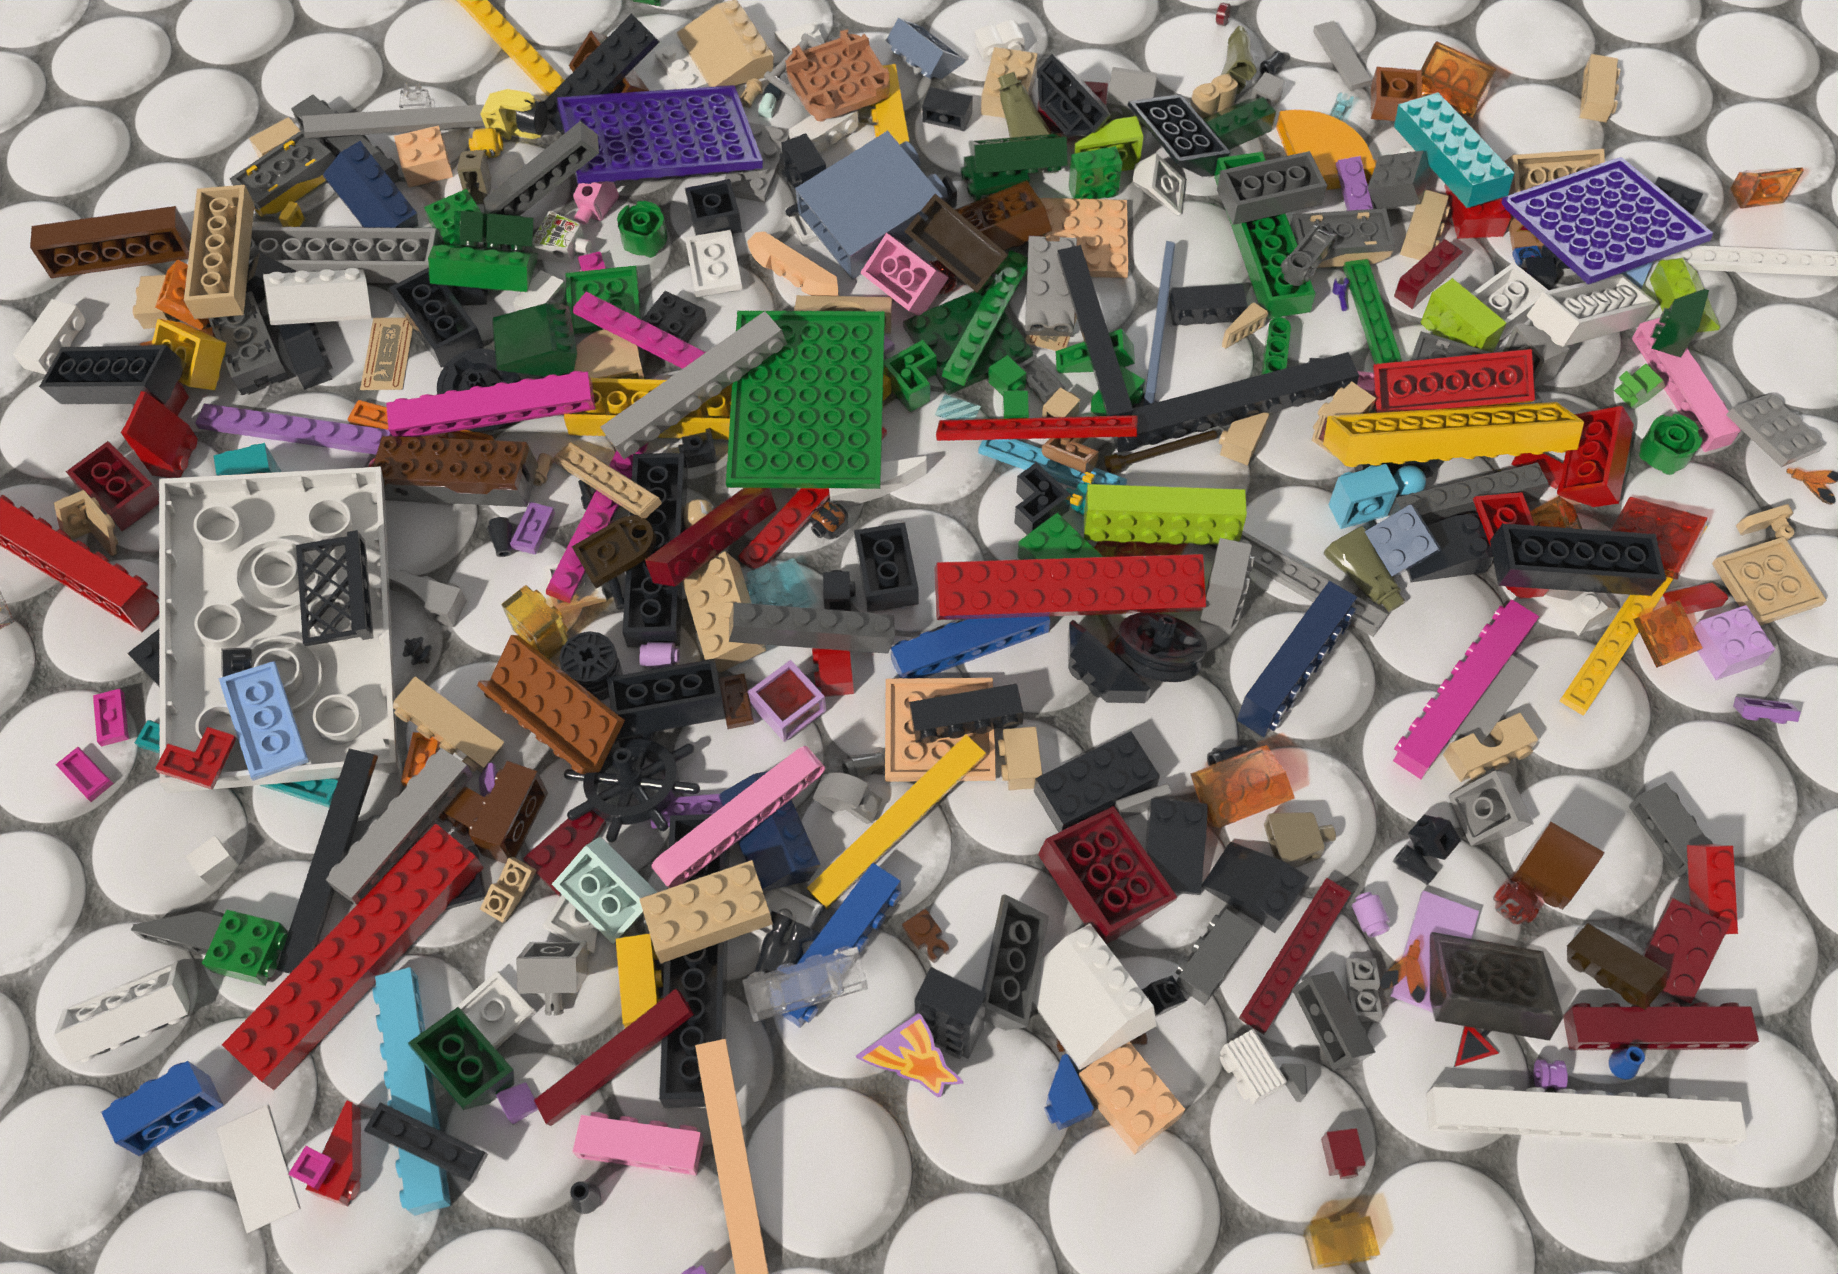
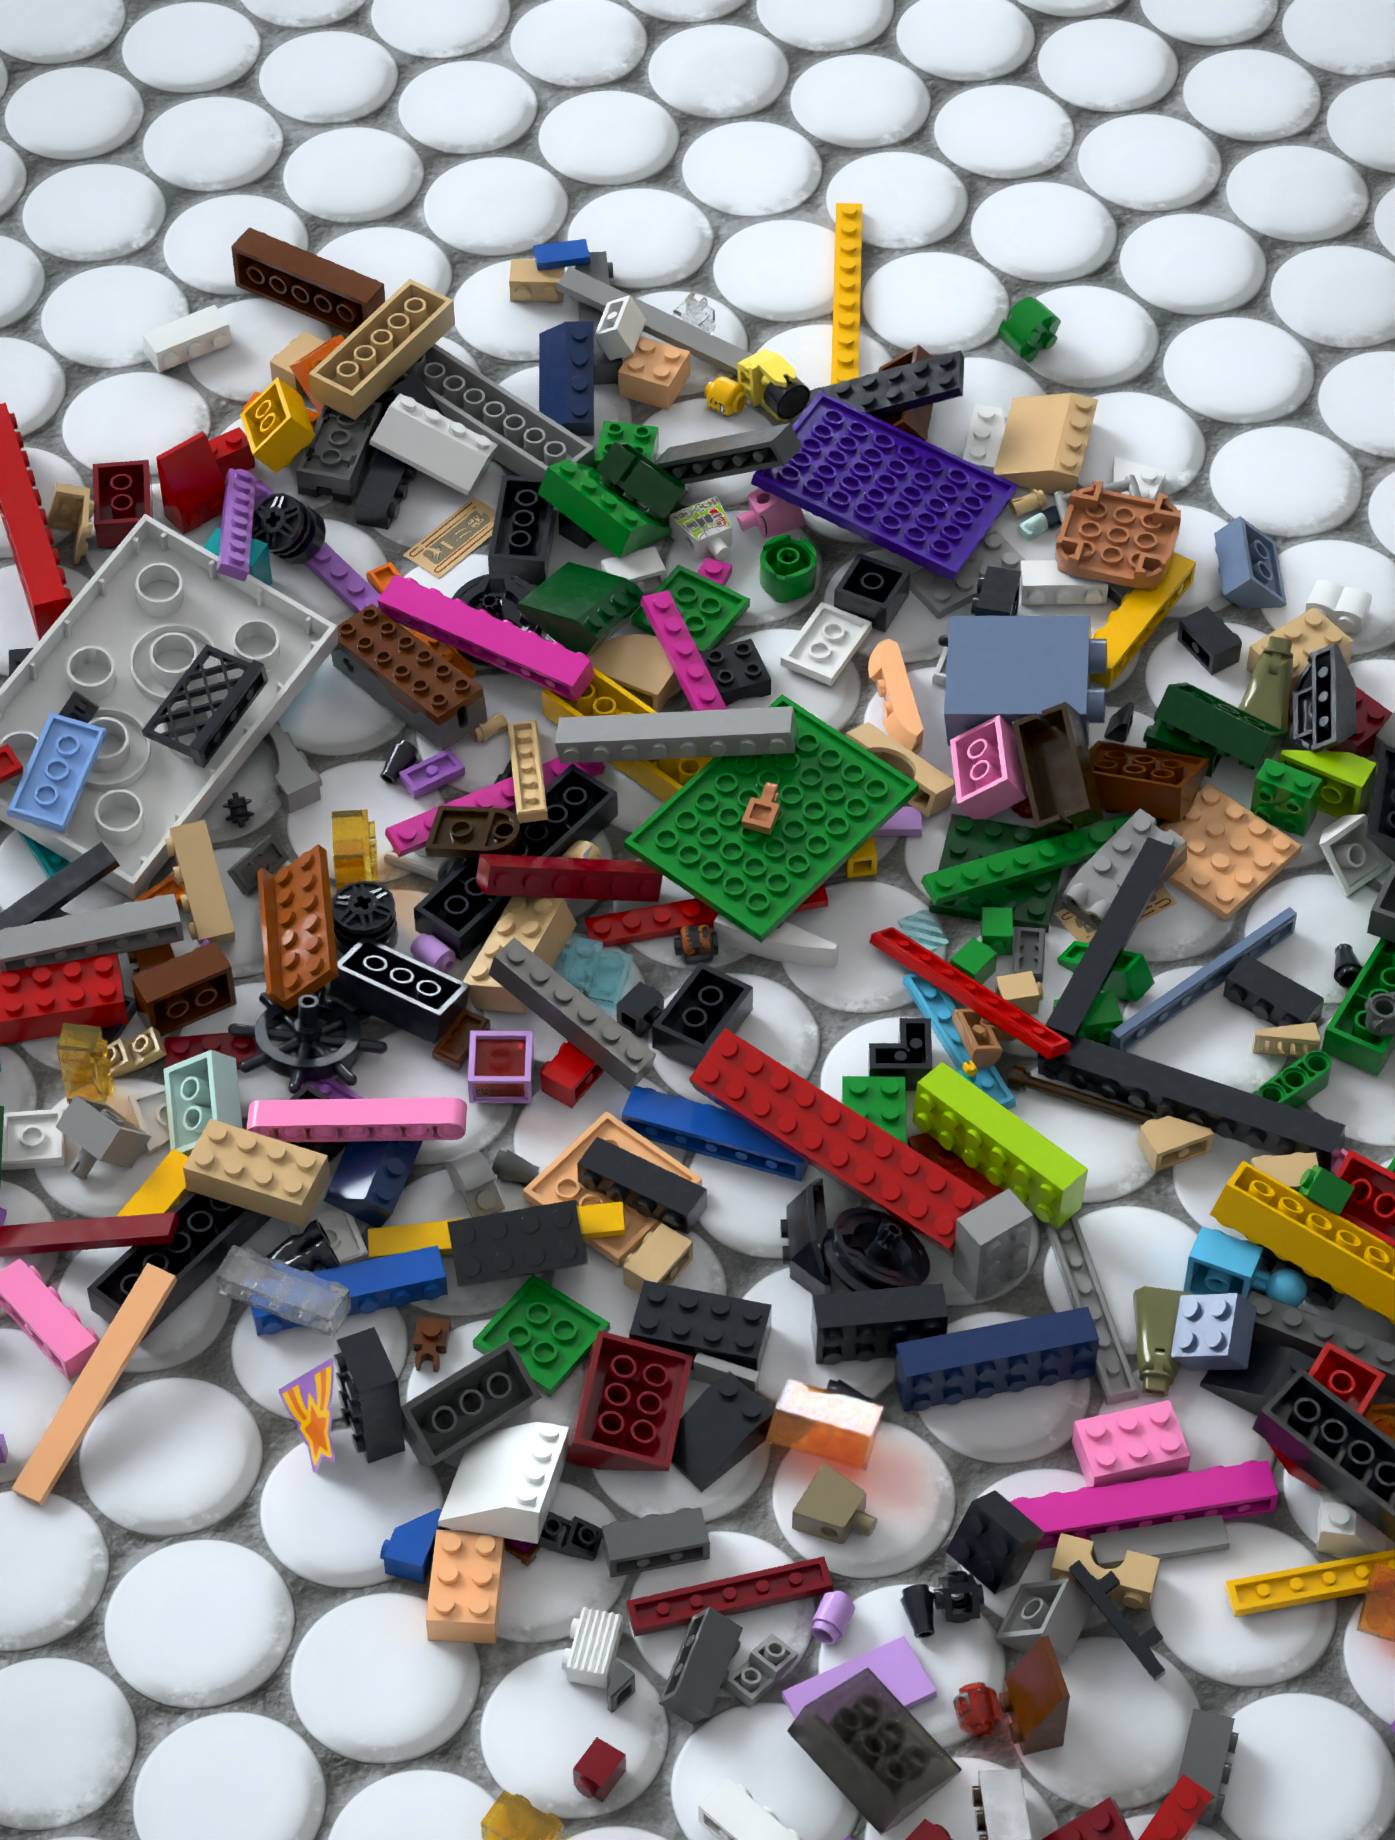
camera: 40 degrees right, 10 degrees down
(112, 374) = (201, 402): black brick -> none
(231, 443) = (237, 524): none -> medium lavender plate
(277, 424) = (289, 528): none -> black wheel
(284, 113) = (561, 254): none -> blue tile
(285, 173) = (509, 312): dark grey piece -> none
(291, 215) = (484, 357): yellow plate -> none
(378, 136) = (620, 328): none -> white brick
(469, 672) = (266, 855): none -> dark grey plate
(473, 168) = (682, 418): dark tan torso -> none
(493, 926) = (84, 1062): none -> clear yellow brick
(698, 449) = (641, 801): black brick -> none
(805, 398) = (763, 812): none -> nougat plate
(910, 374) = (903, 860): green brick -> none
(928, 818) = (518, 1243): none -> black brick
(994, 865) = (546, 1330): none -> green plate
(1206, 691) = (873, 1321): none -> black brick
(1228, 256) = (1346, 965): none -> black cone
(1255, 884) = (756, 1519): black slope -> none
(1386, 399) = (1325, 1188): none -> green brick
(1408, 968) = (814, 1679): clear orange piece -> none
(1423, 781) = (995, 1542): none -> black brick
(1424, 654) = (1130, 1445): none -> bright pink brick
(1473, 1046) = (810, 1791): piece -> none
(1563, 778) = (1098, 1592): none -> black hinge

